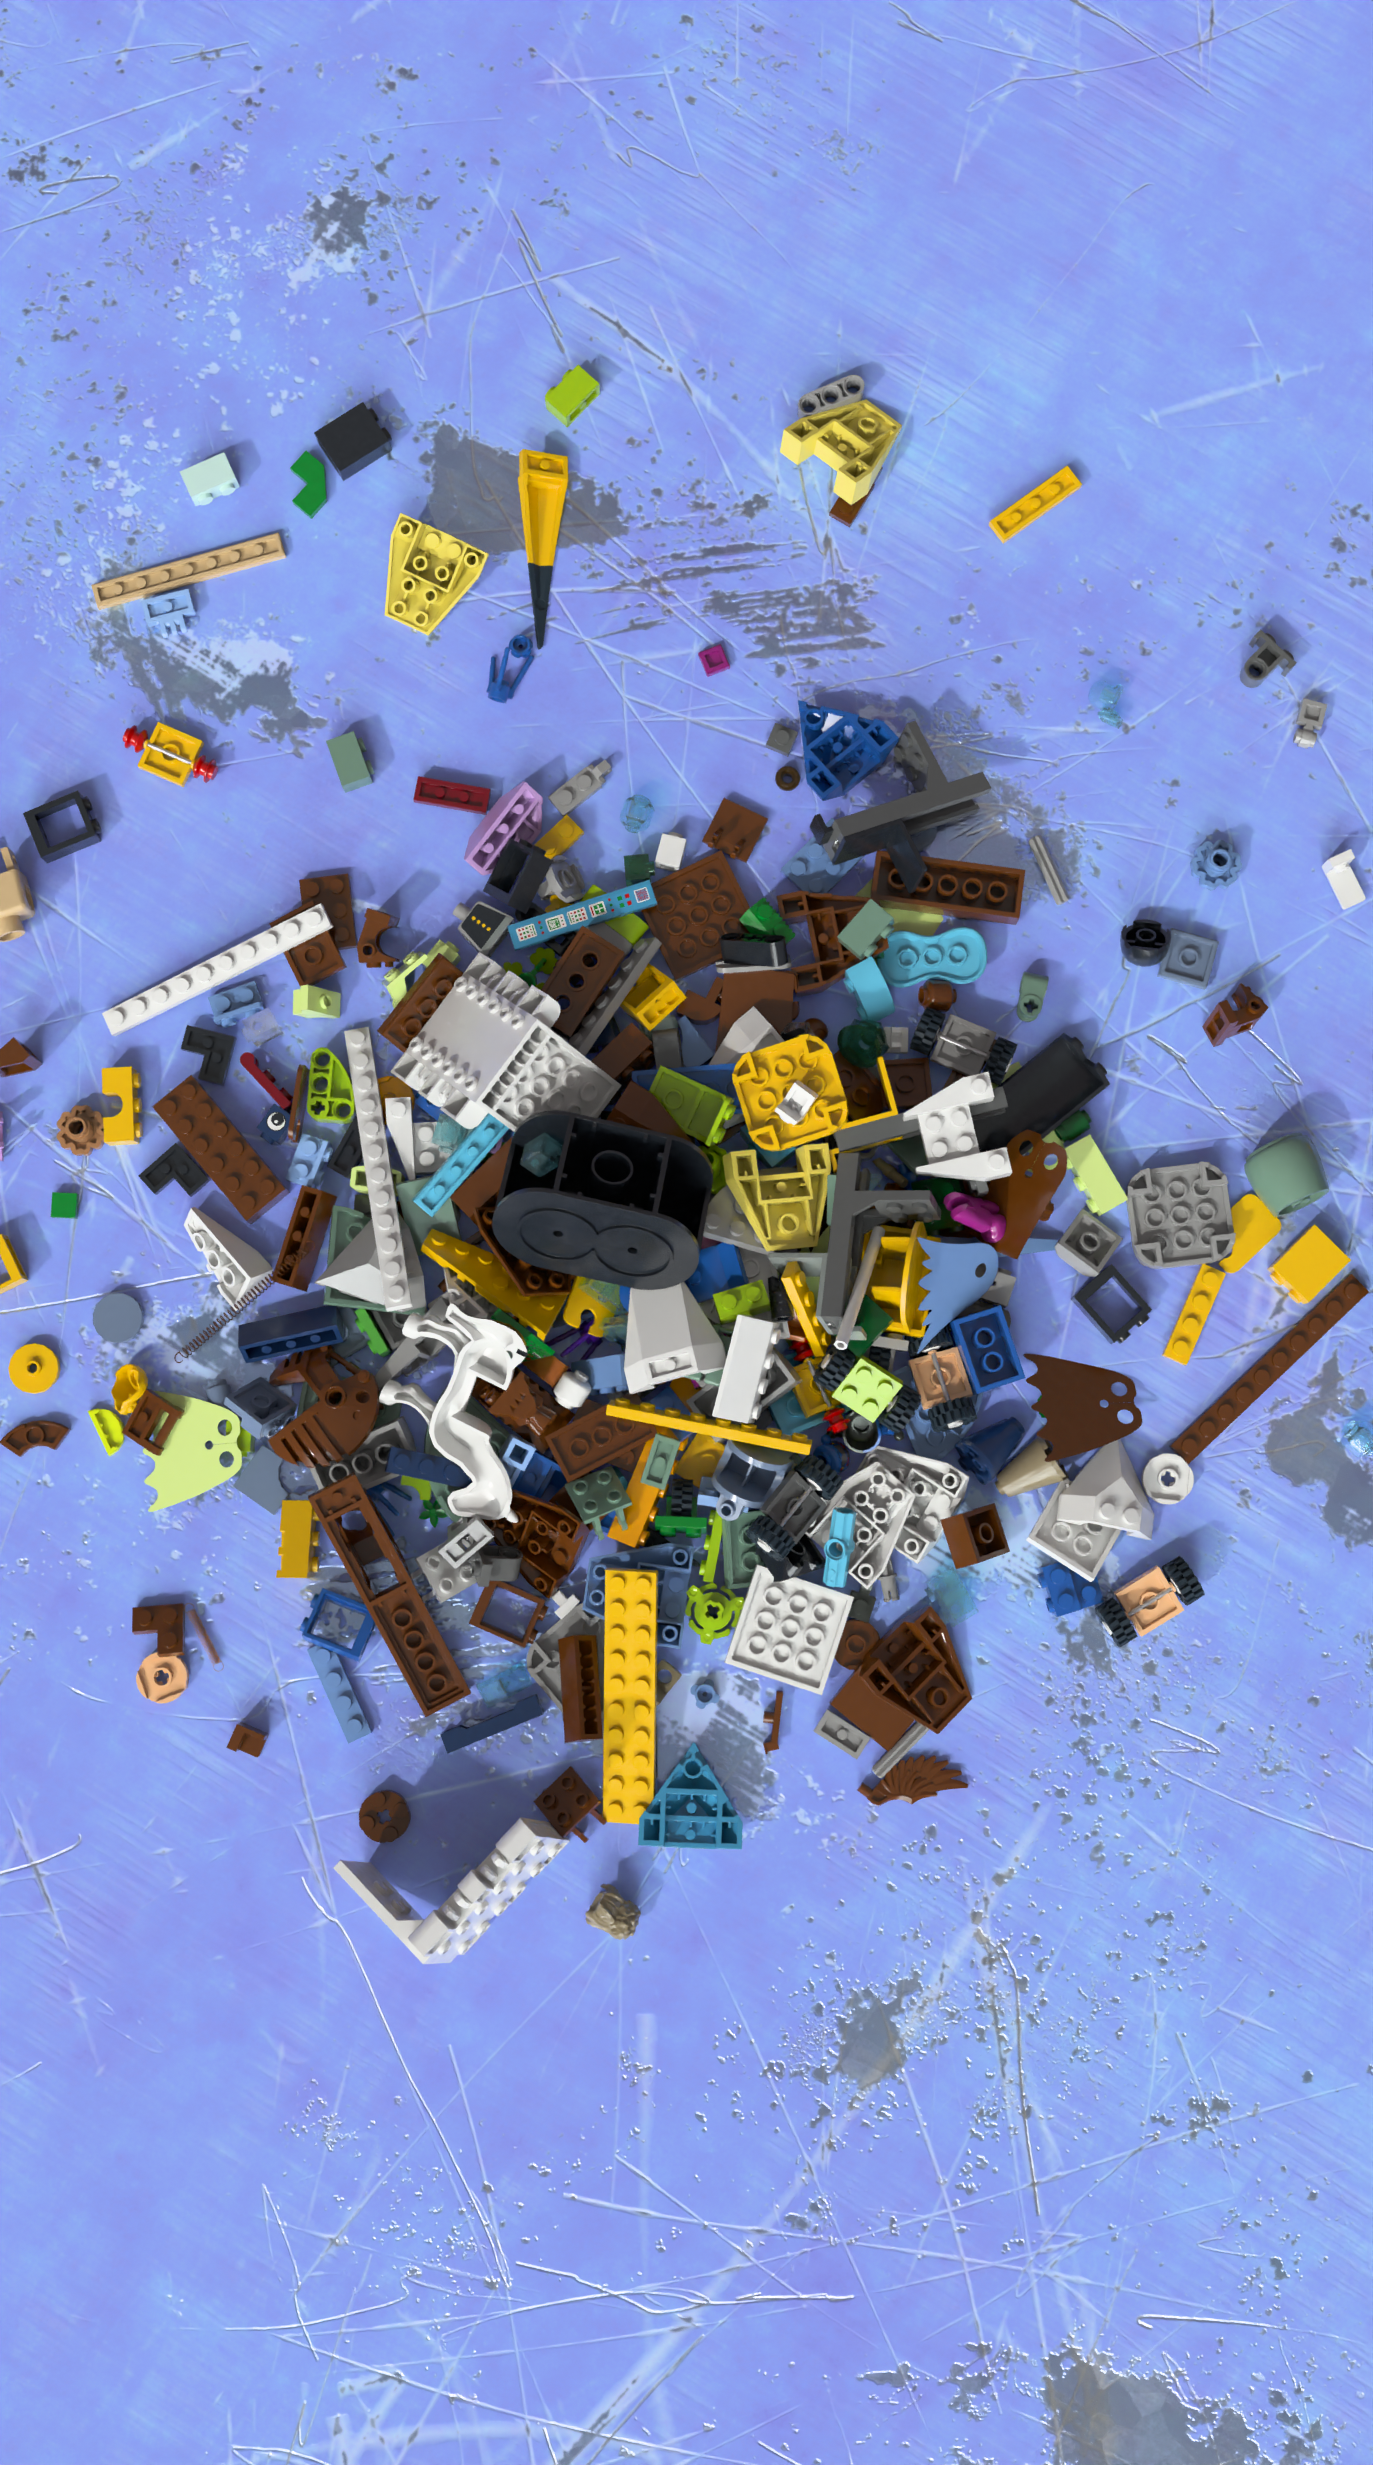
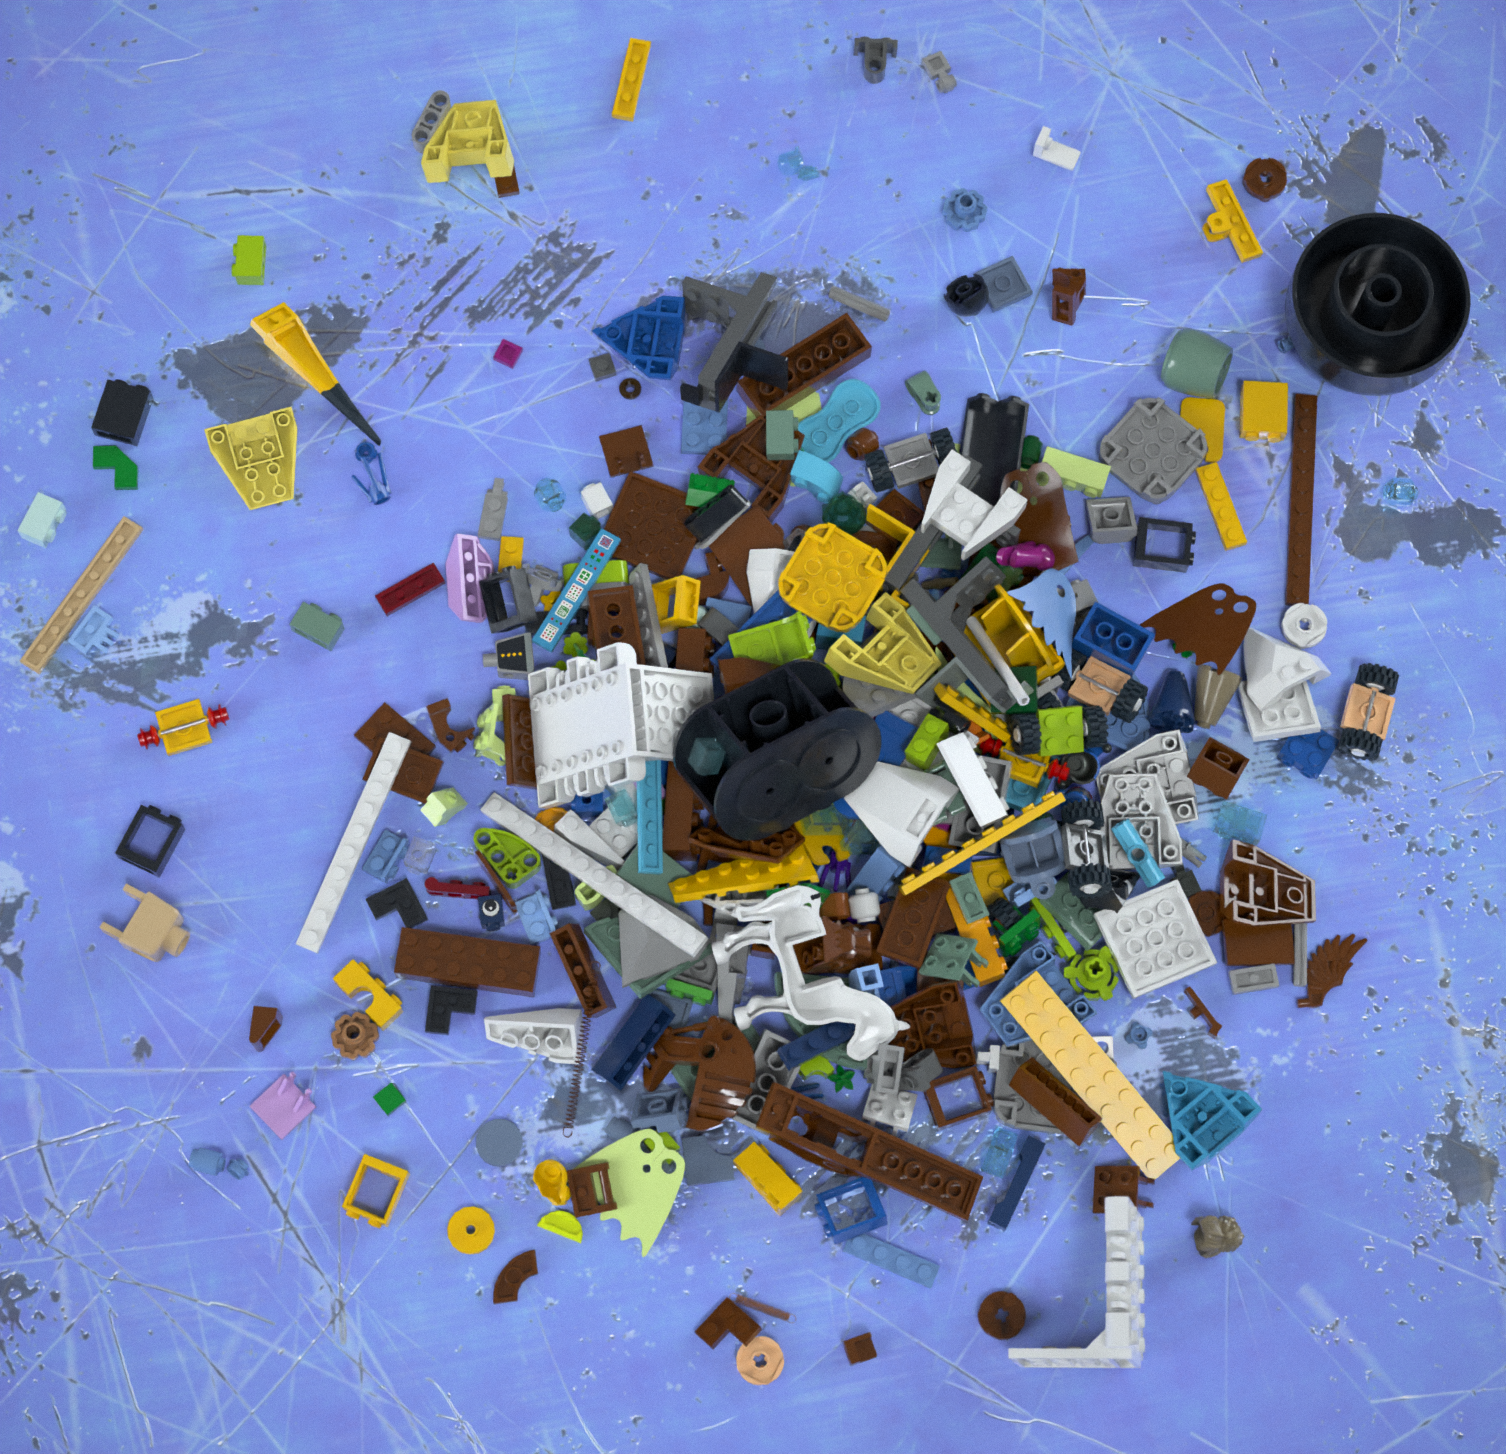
camera: 50 degrees left, 10 degrees down
(796, 1103) = (844, 578): white bracket -> none

